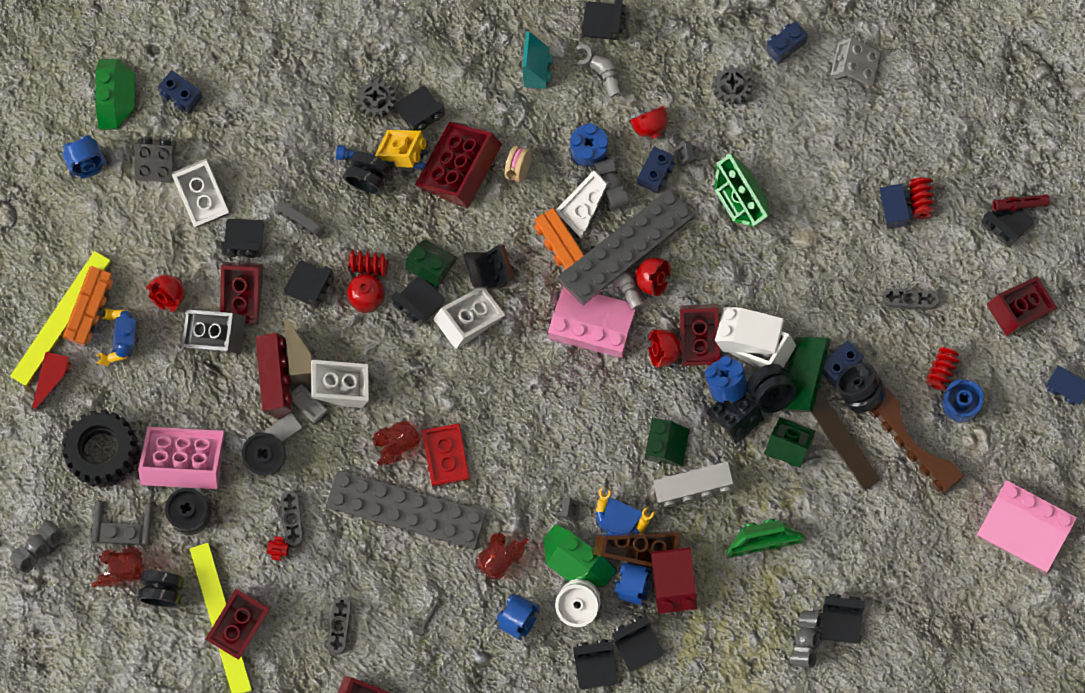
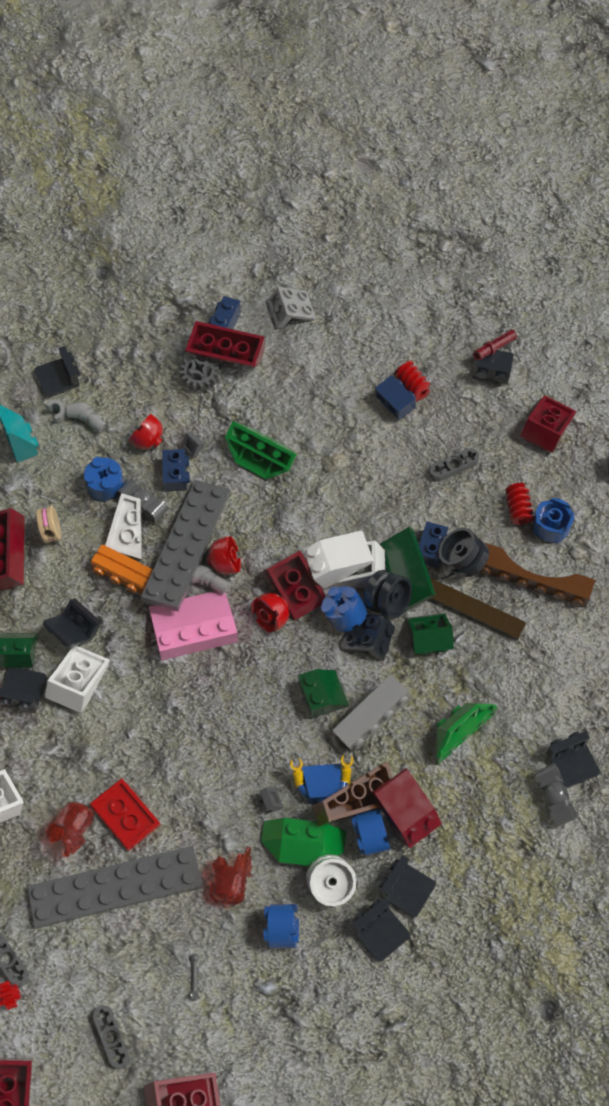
camera: 35 degrees left, 10 degrees down
(769, 73) = (226, 344): none -> dark red slope

